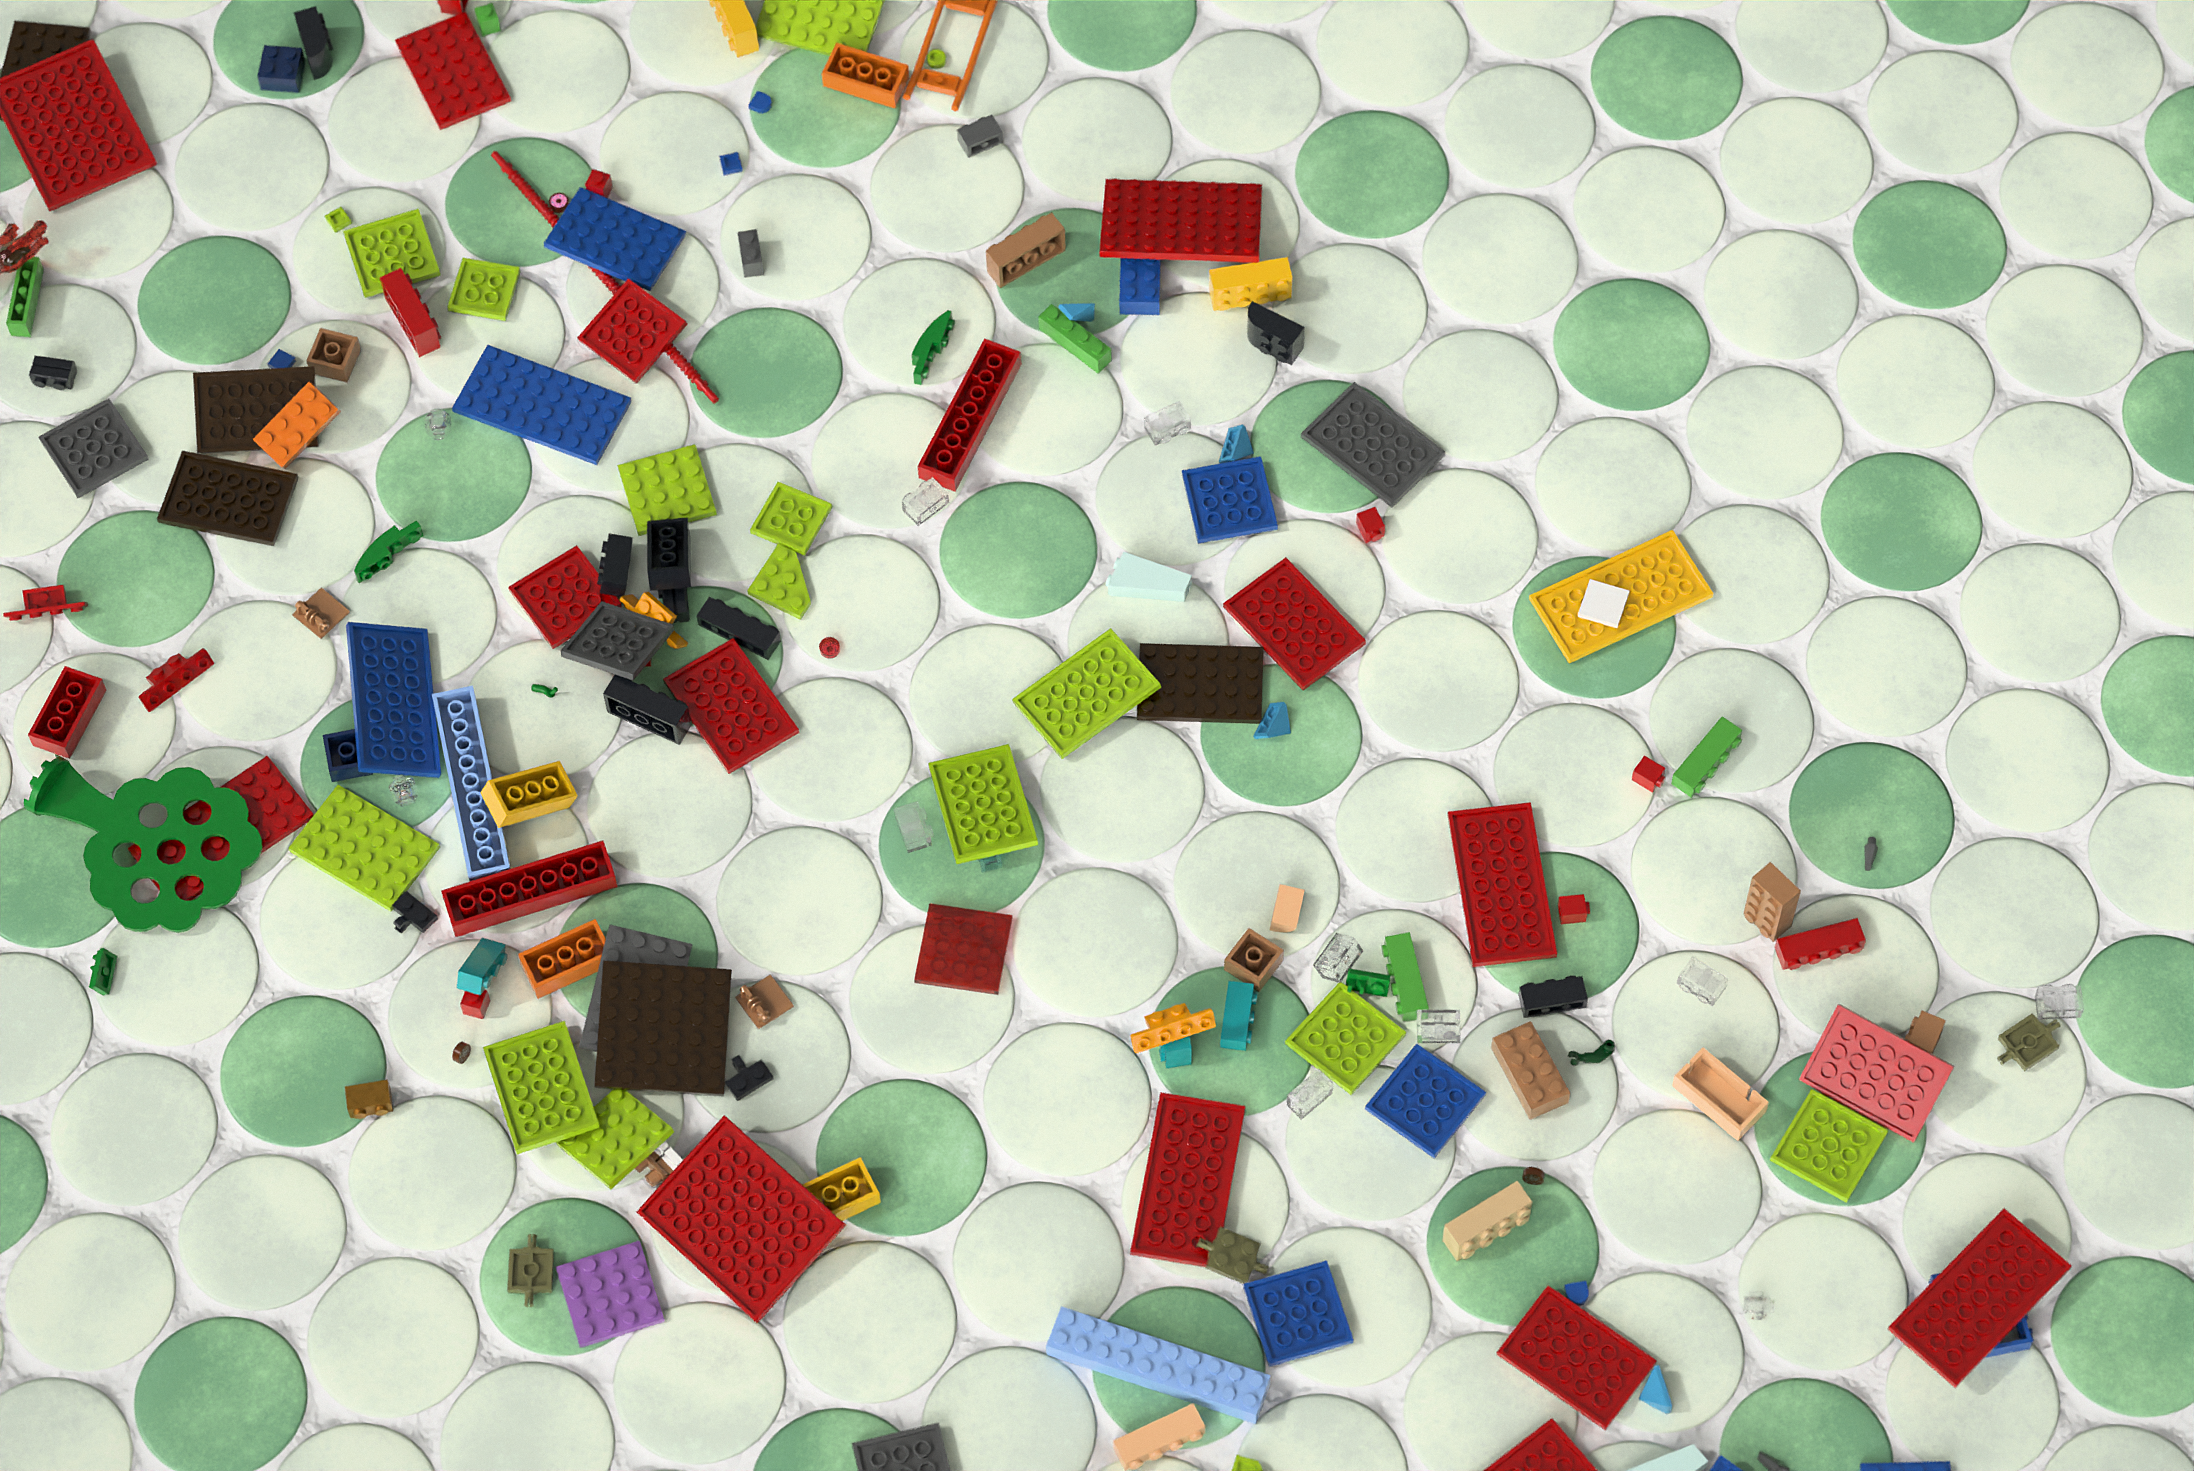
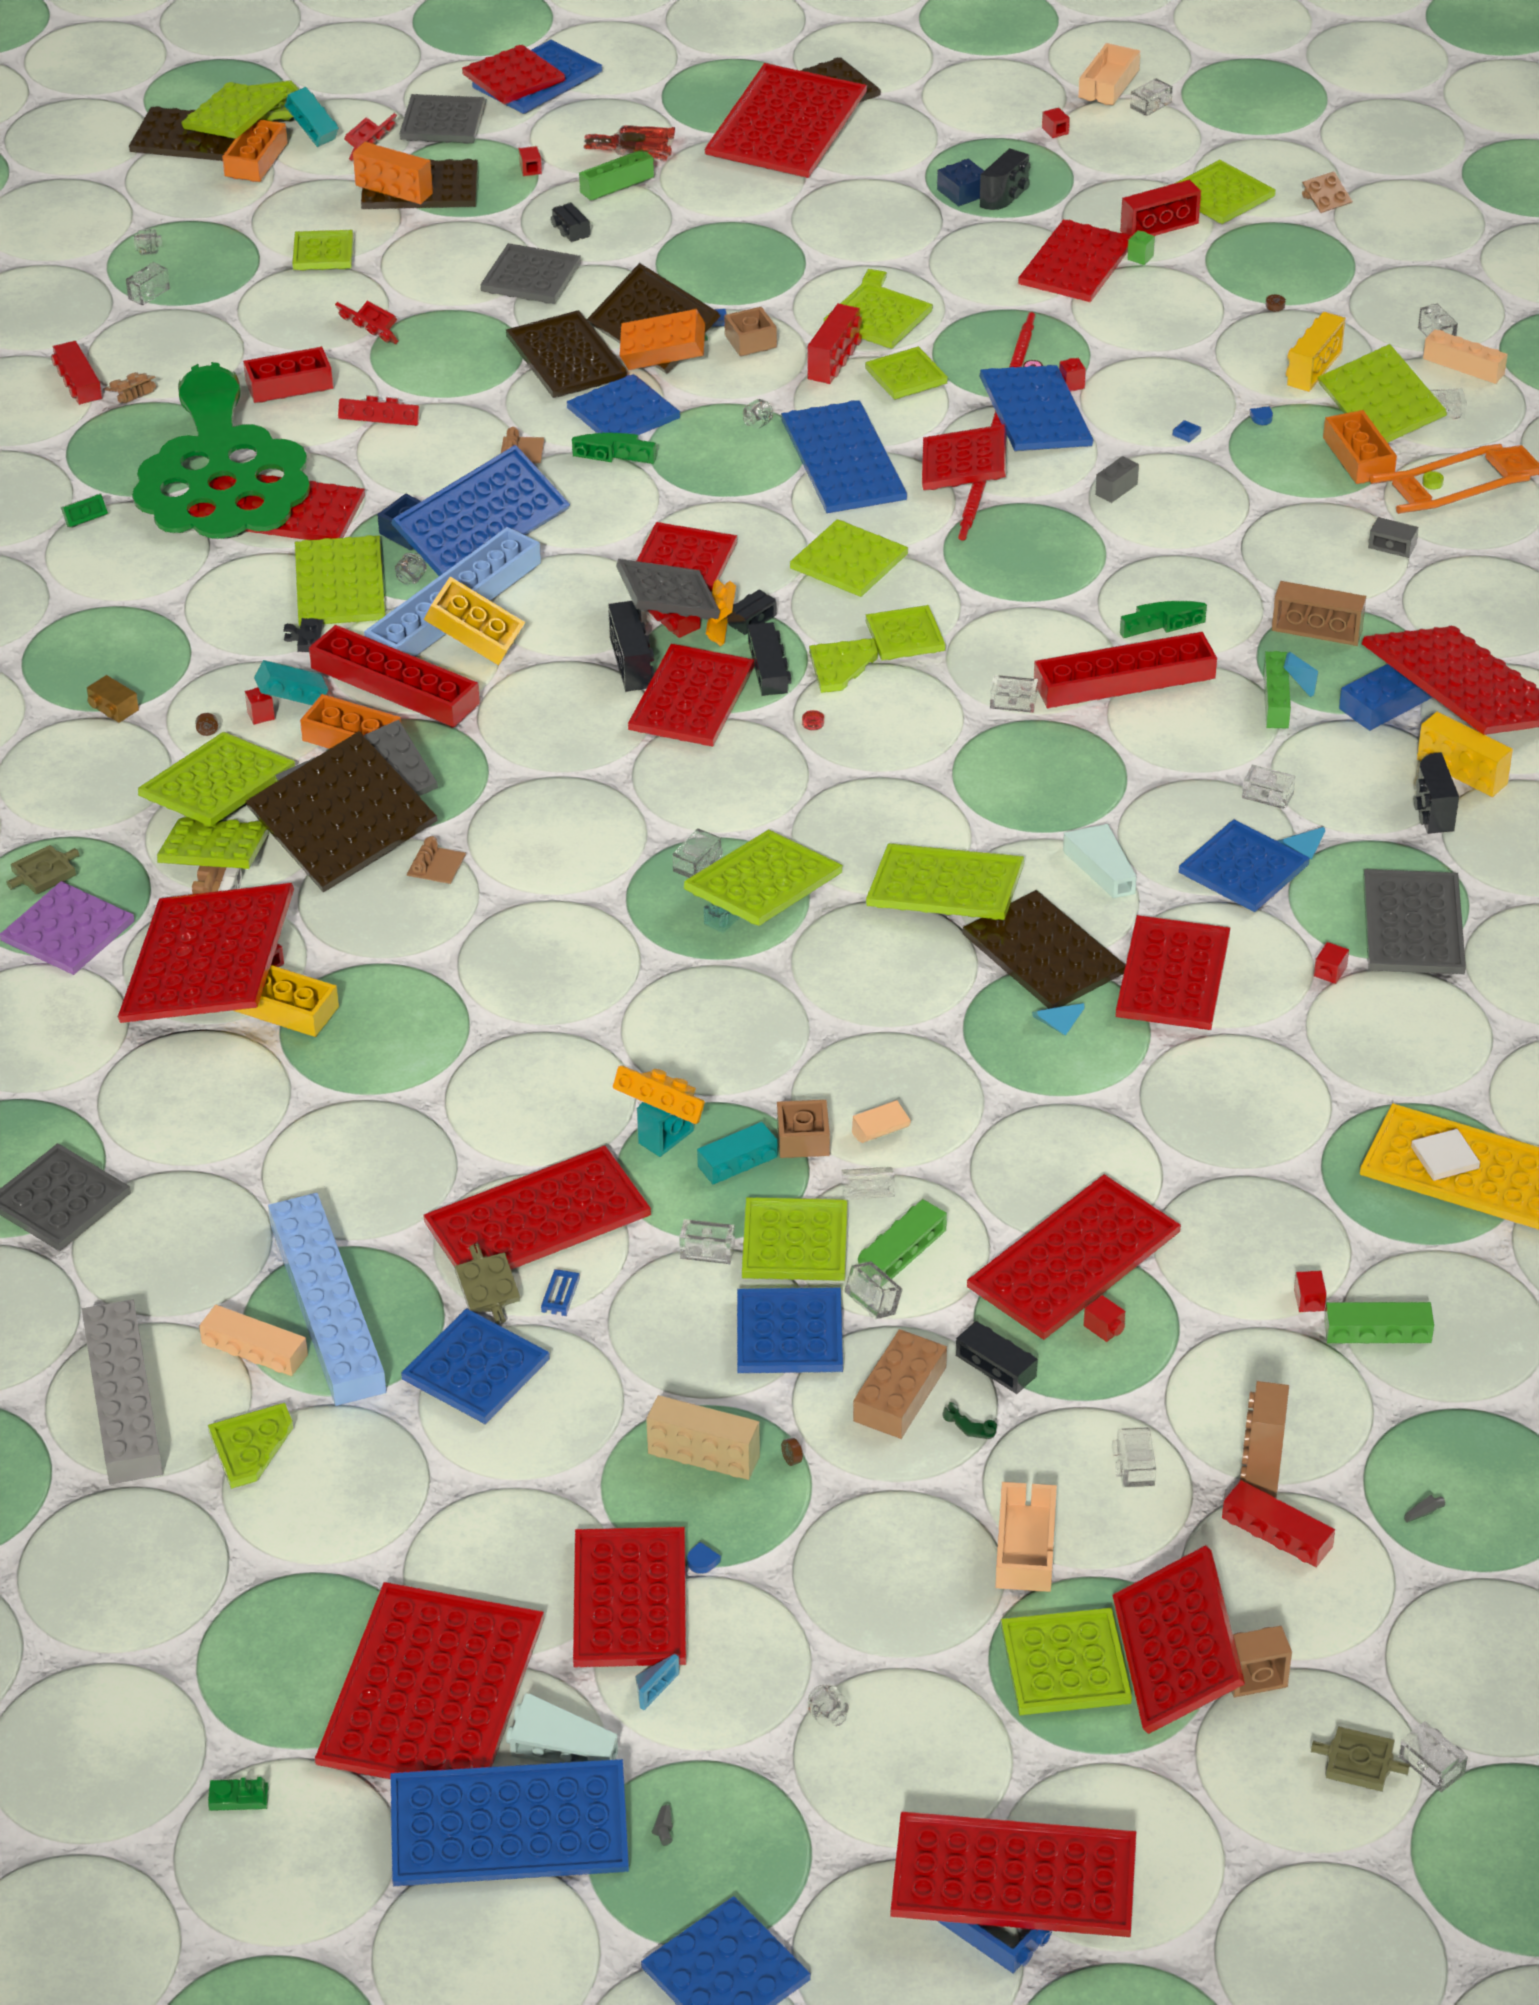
camera: 50 degrees right, 20 degrees down
(337, 509) = (623, 407): none -> blue plate
(544, 689) = (590, 595): green piece -> none
(615, 565) = (742, 561): black brick -> none
(668, 554) = (782, 576): black brick -> none
(747, 1078) = (353, 895): black plate -> none
(963, 949) = (616, 951): clear red plate -> none
(1281, 1228) = (556, 1306): none -> blue tile
(1367, 982) = (865, 1217): green plate -> none

